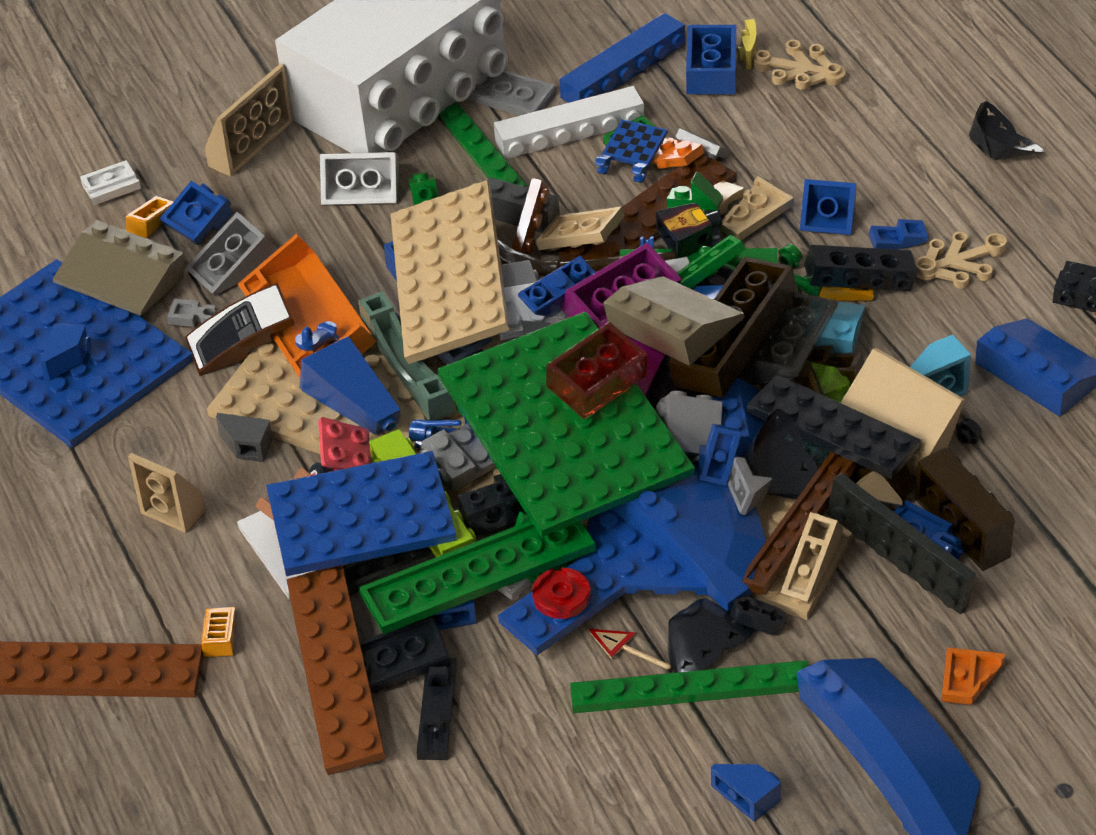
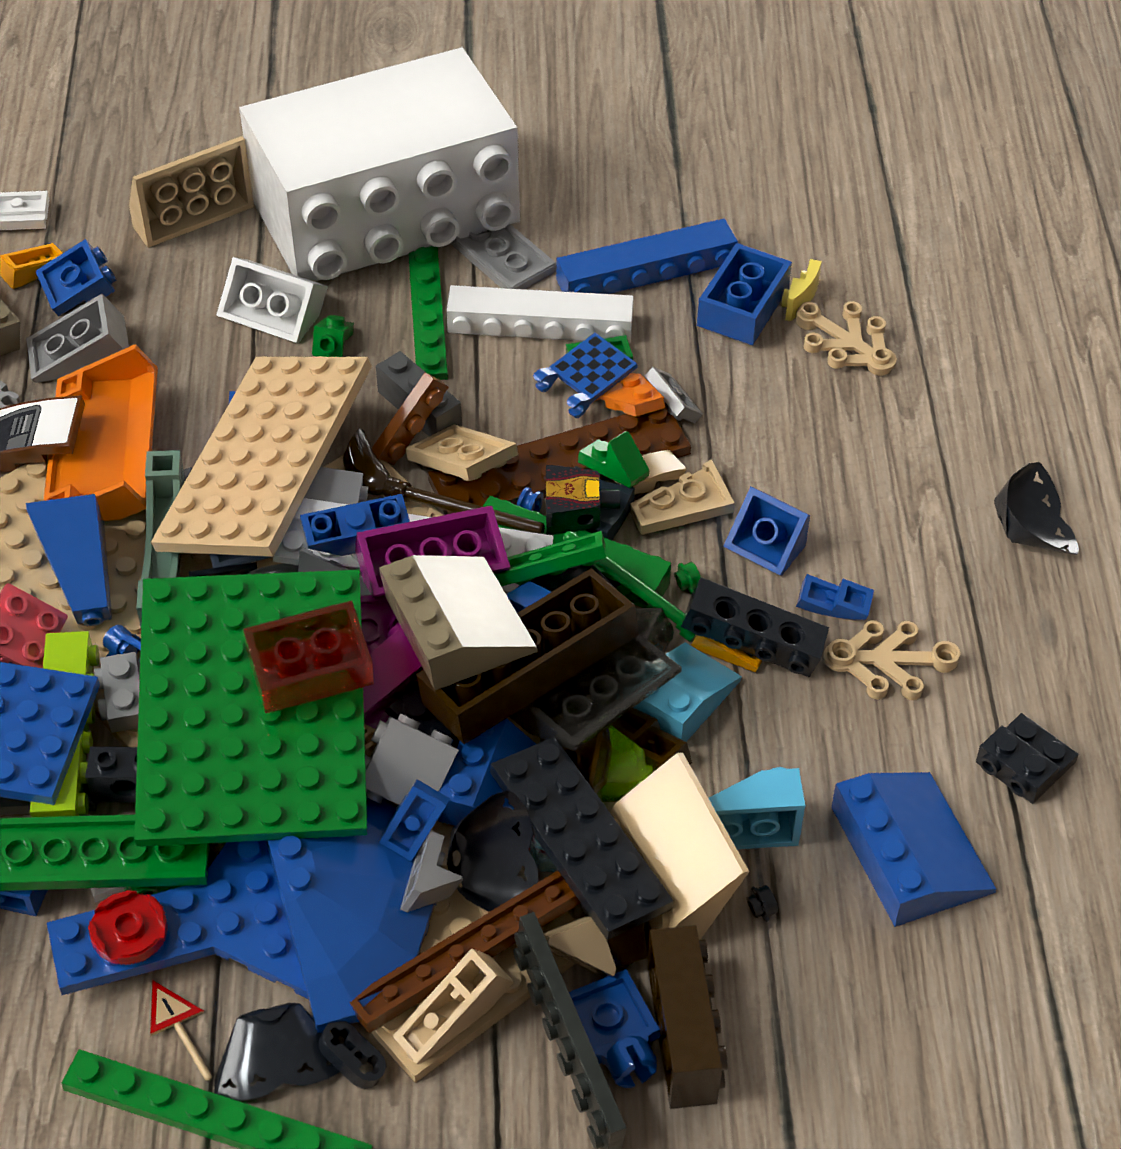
camera: 20 degrees right, 5 degrees up
(313, 340) = (71, 481): blue piece -> none

